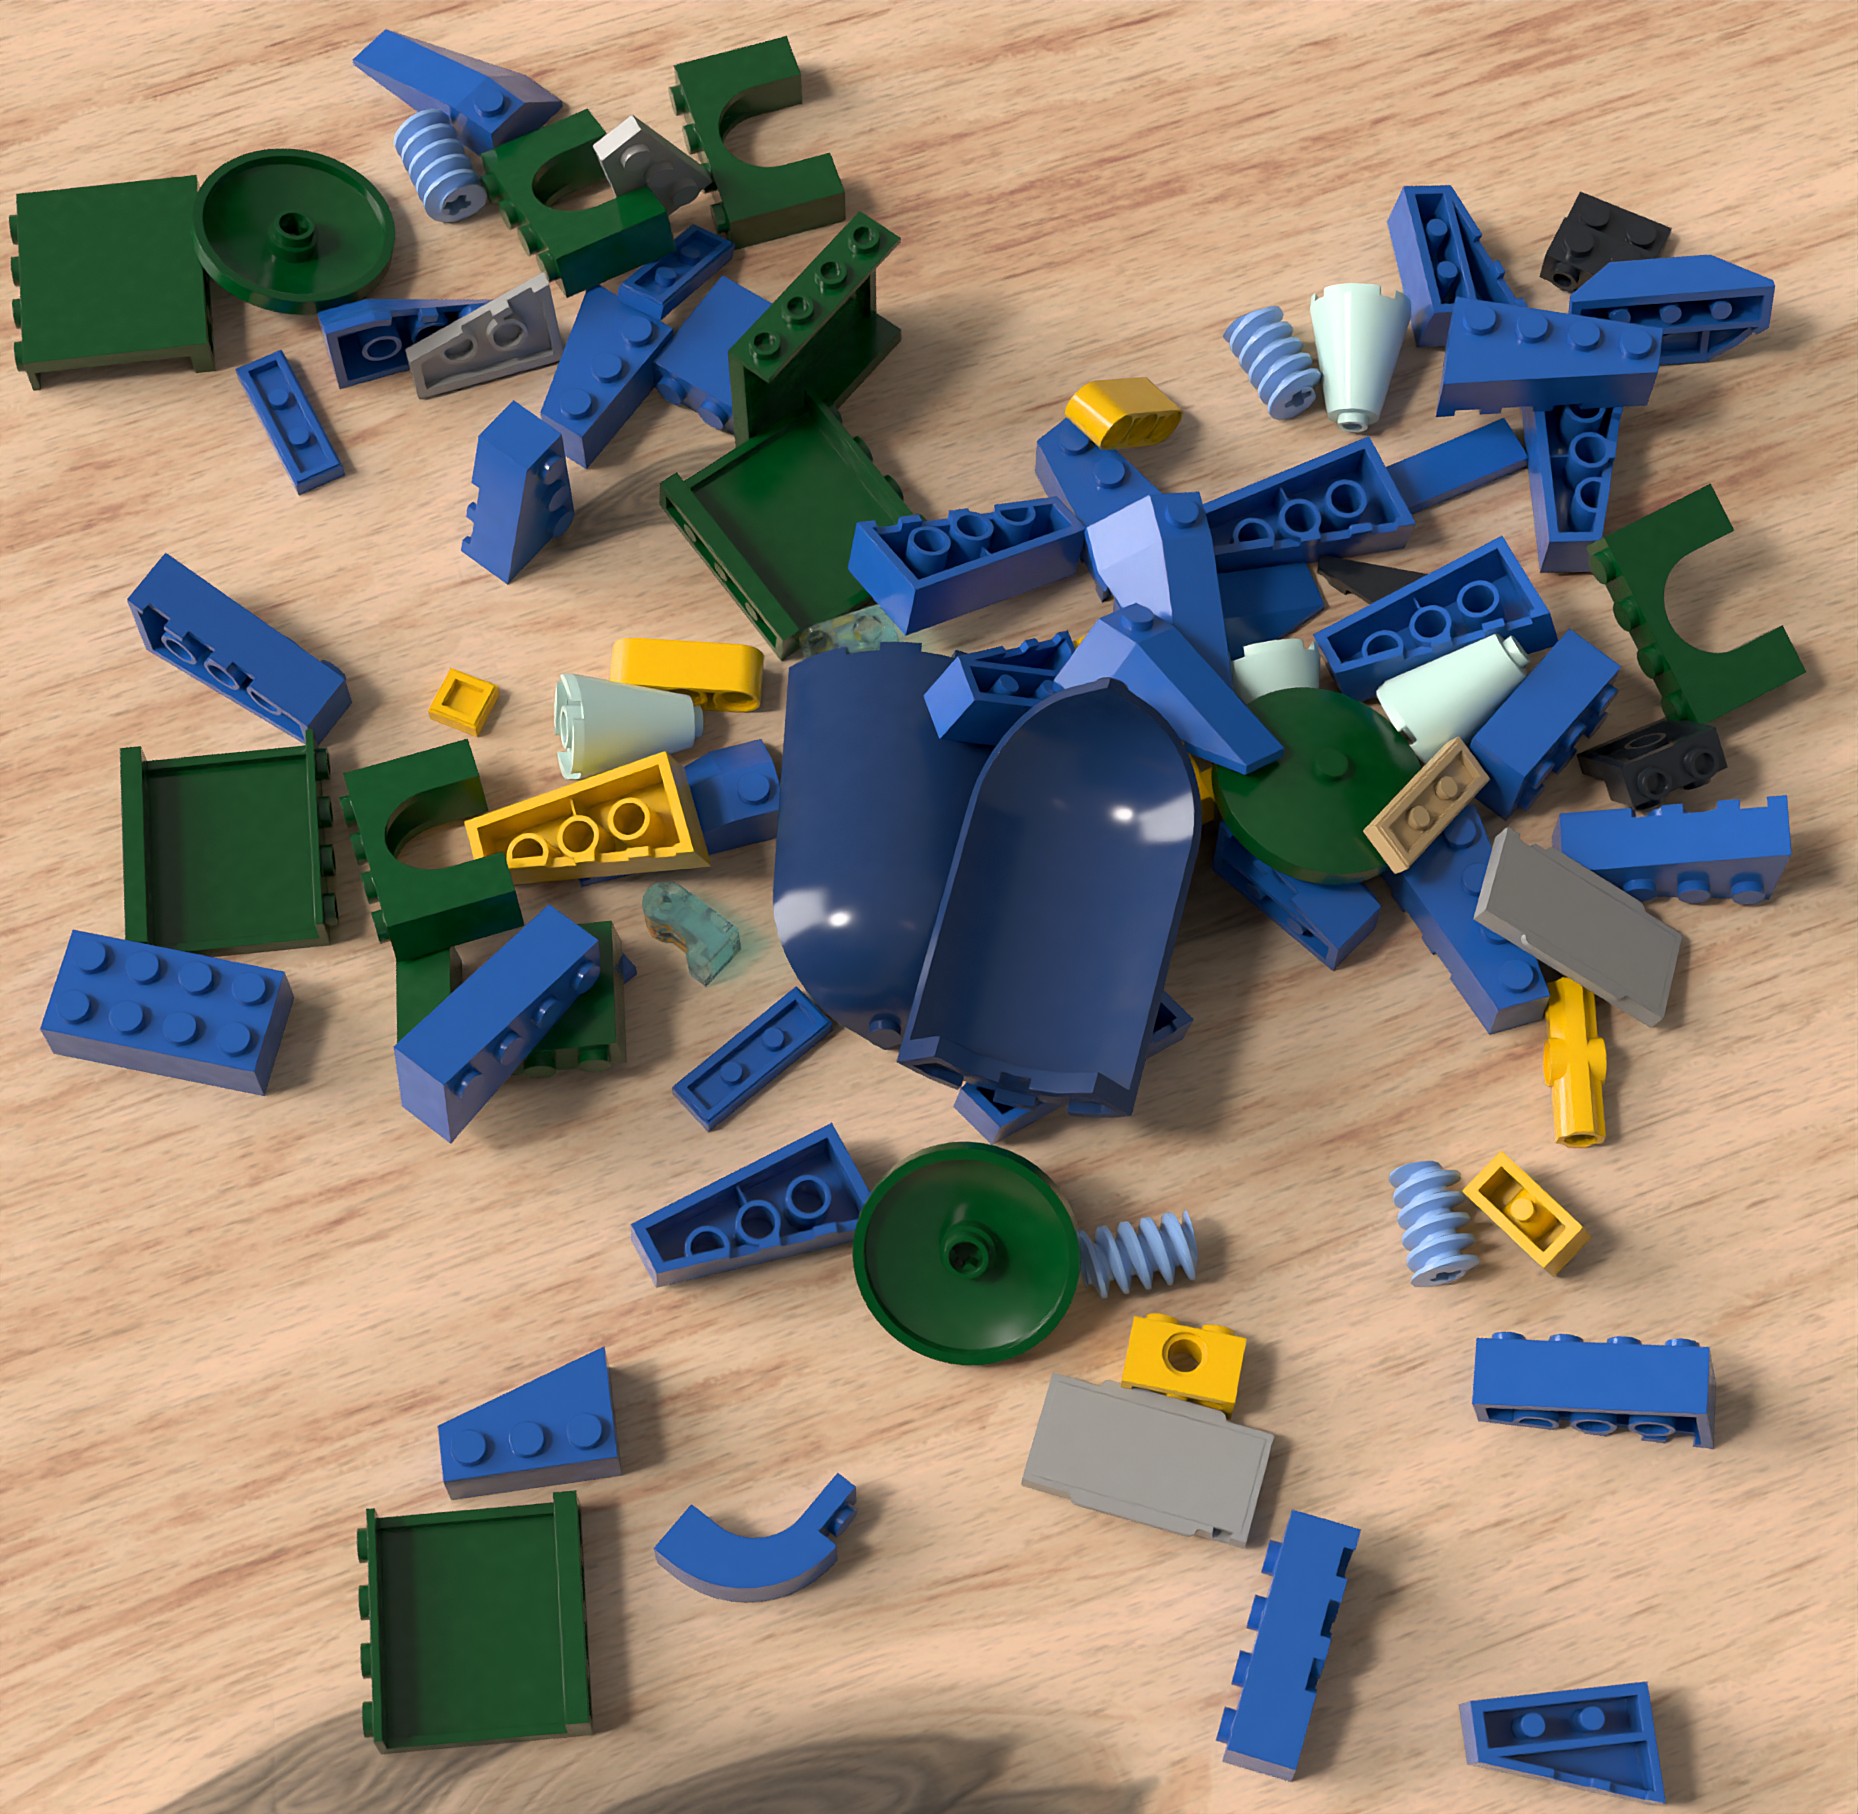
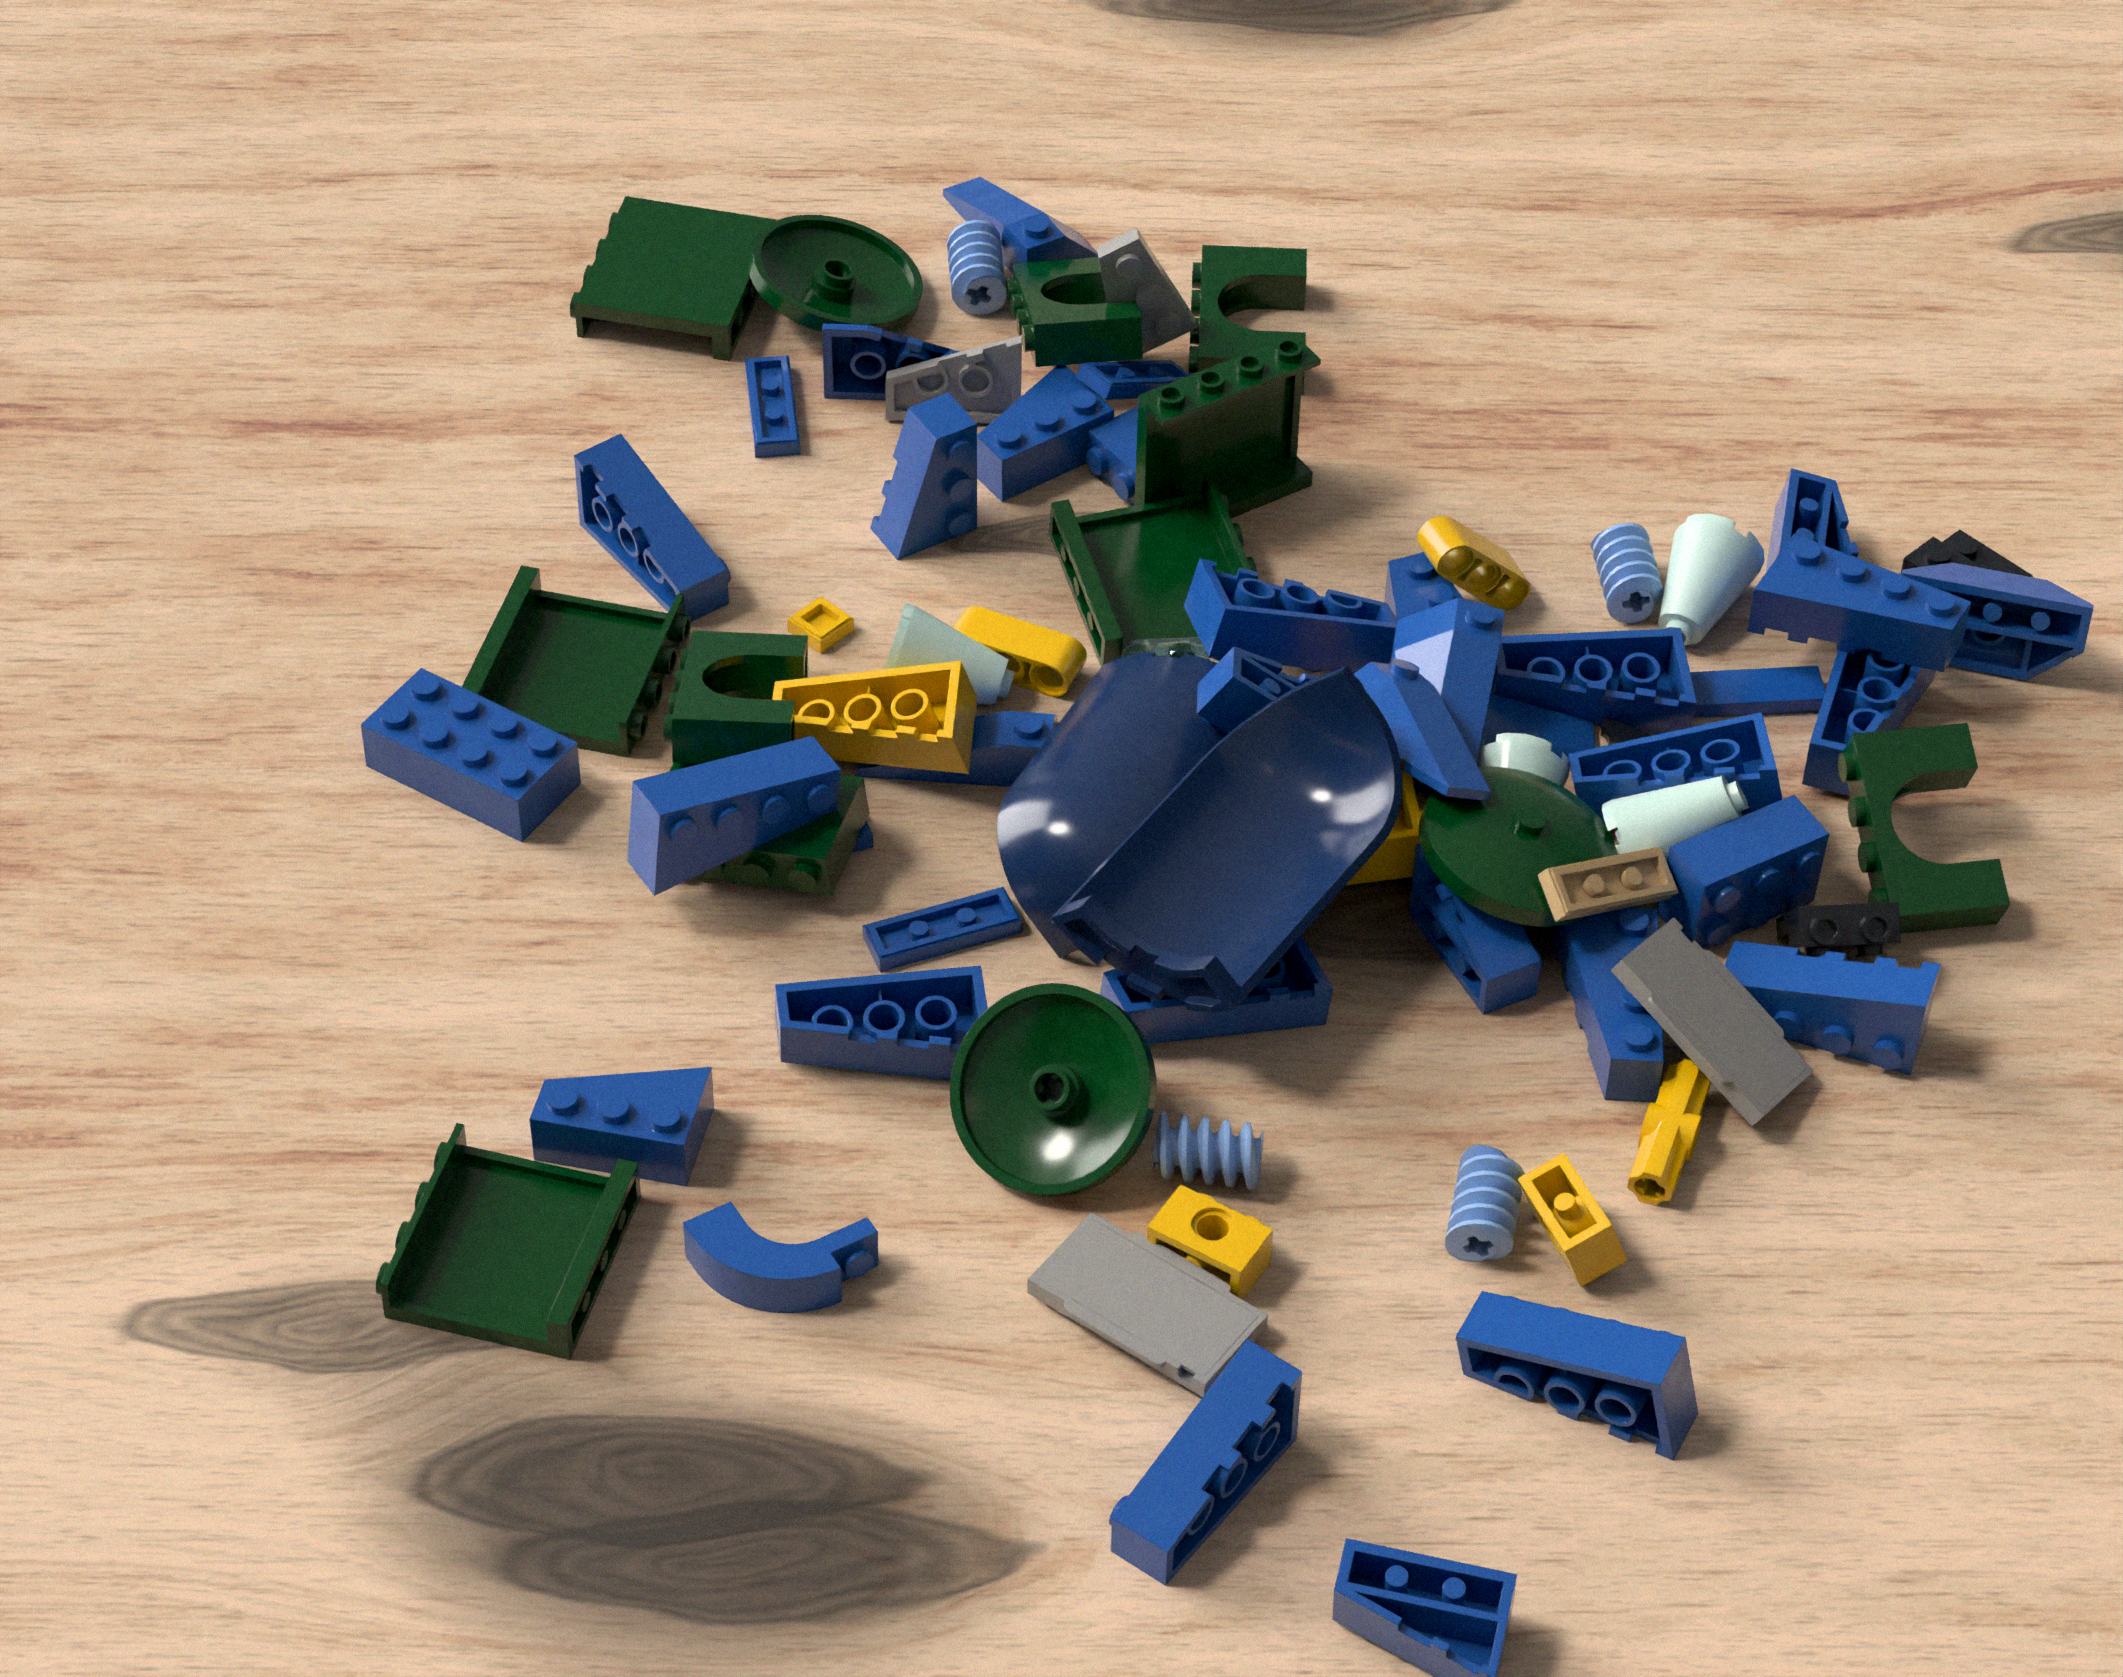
camera: 20 degrees right, 20 degrees down
(692, 926) = (934, 820): clear light blue leg -> none

